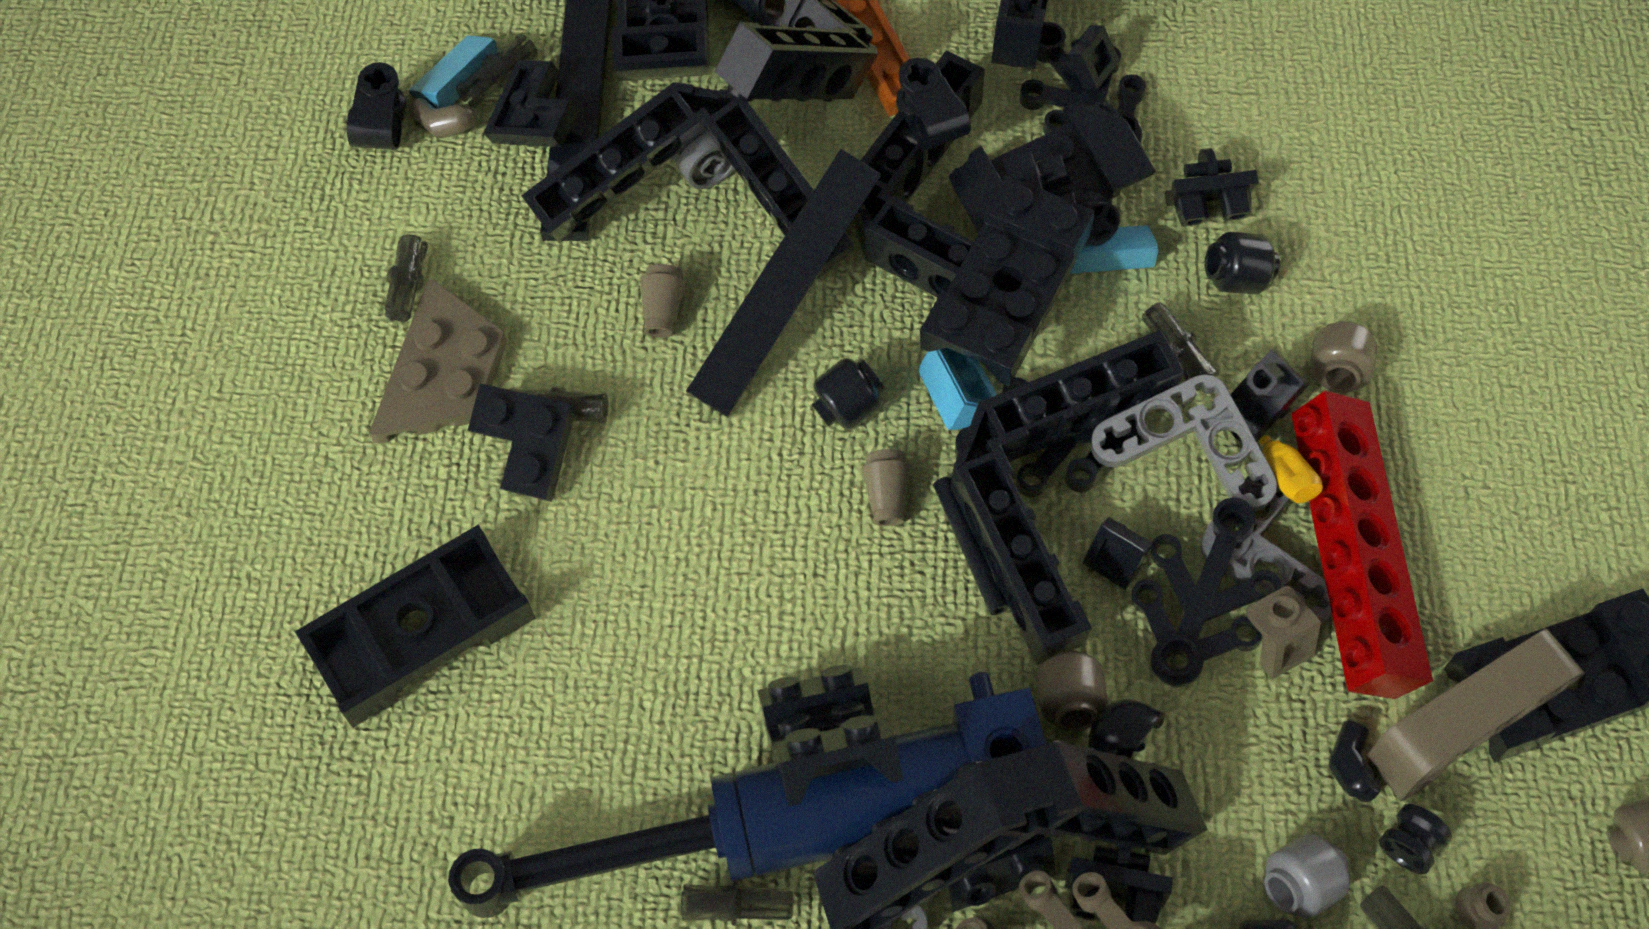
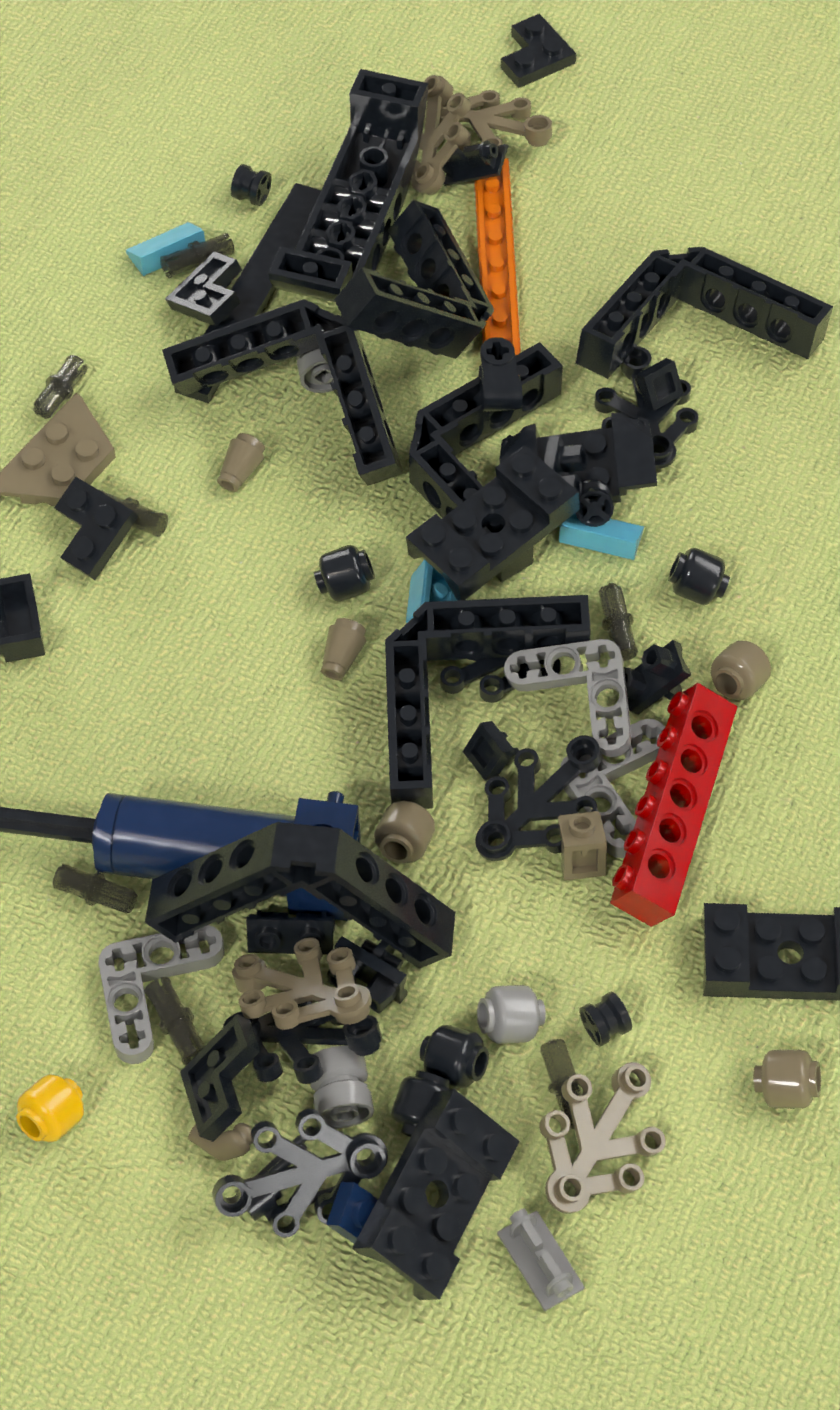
camera: 20 degrees right, 5 degrees down
(376, 109) = (93, 256): black piece -> none
(442, 121) = (141, 280): dark tan arm -> none
(783, 283) = (329, 475): black tile -> none
(825, 729) = (201, 784): black piece -> none
(980, 570) = (382, 748): black piece -> none
(1123, 727) = (428, 867): black hair -> none
(1231, 189) = (707, 509): black hips -> none
(1291, 471) = (645, 733): yellow piece -> none
(1349, 765) = (586, 955): black arm -> none
(1471, 713) = (686, 939): dark tan beam -> none

